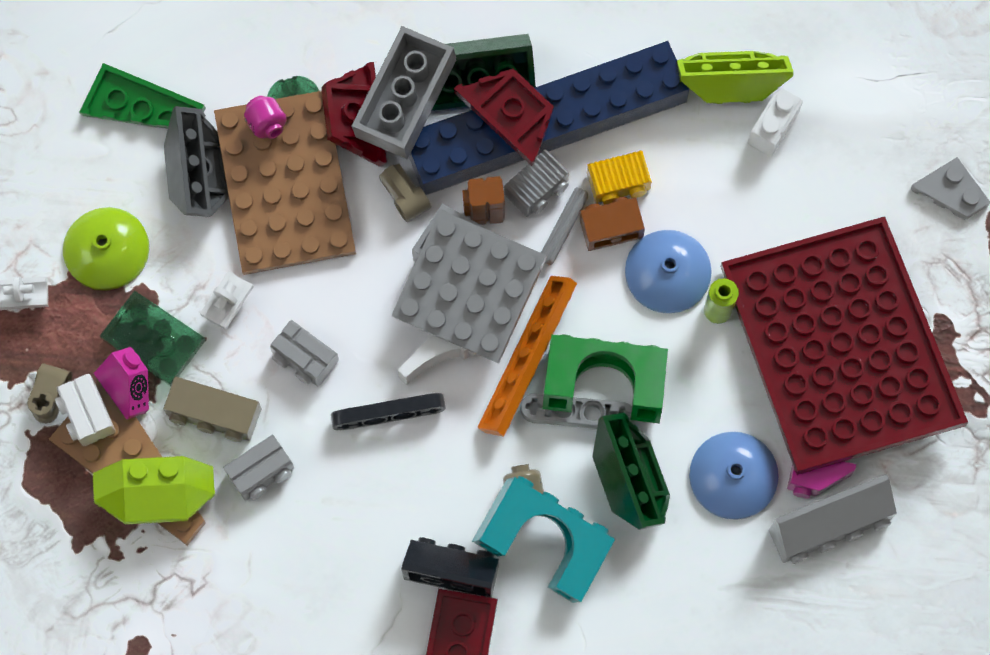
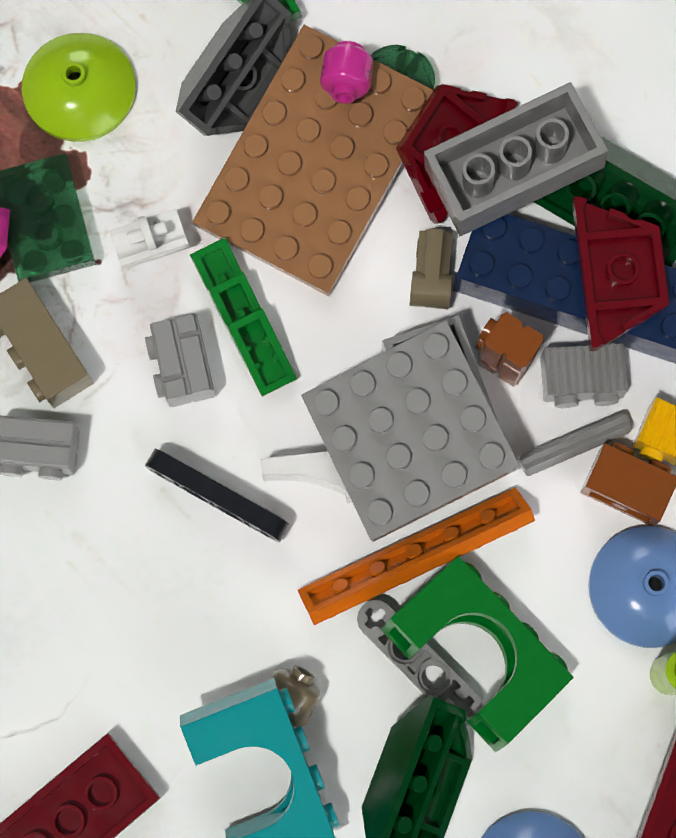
camera: 40 degrees right, 5 degrees up
(317, 302) = (243, 317): none -> green slope
(450, 567) = (136, 722): black slope -> none

